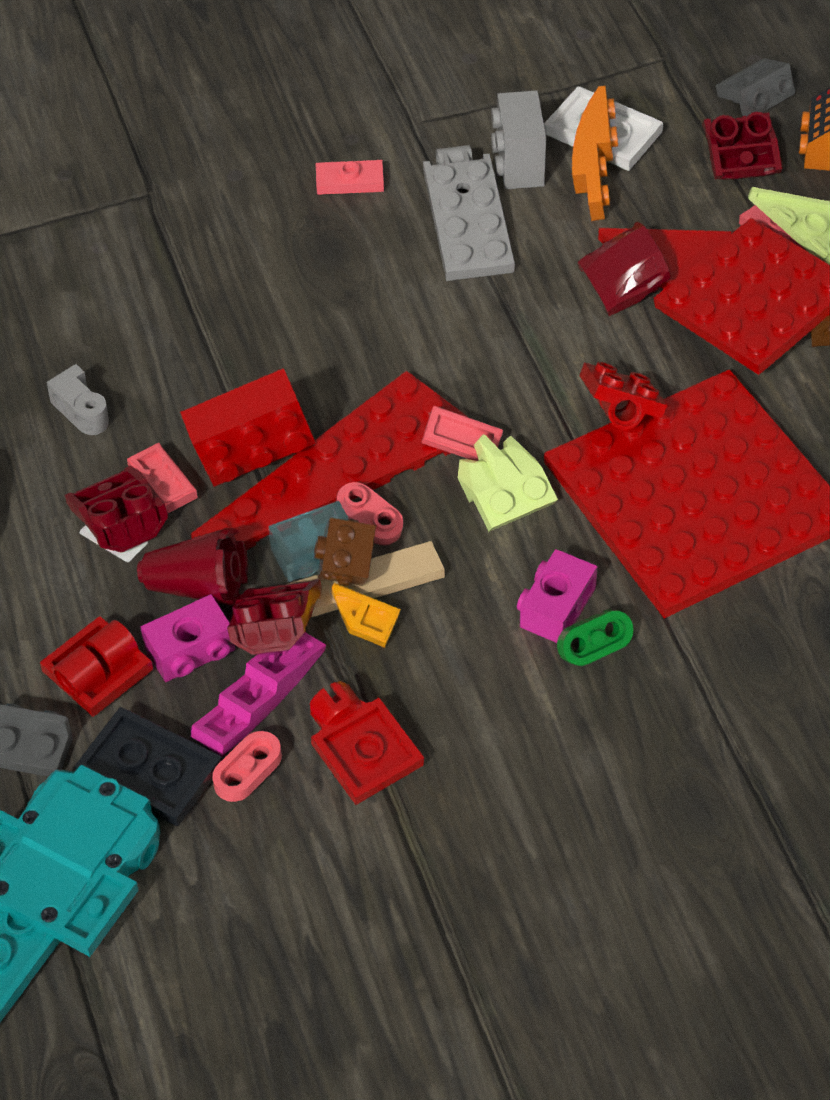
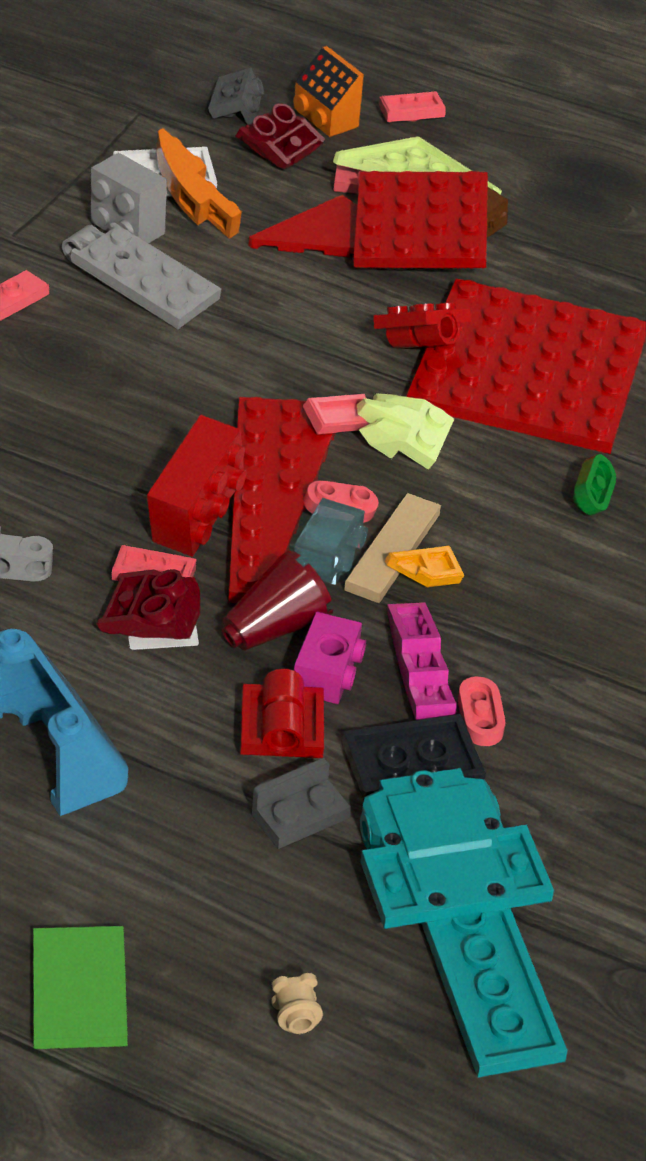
camera: 50 degrees left, 10 degrees down
(273, 616) = (381, 596): dark red slope -> none
(345, 551) = (380, 522): reddish brown head -> none
(361, 742) = (536, 643): red plate -> none
(561, 576) = (539, 475): dark pink brick -> none
(625, 269) = (309, 247): dark red slope -> none

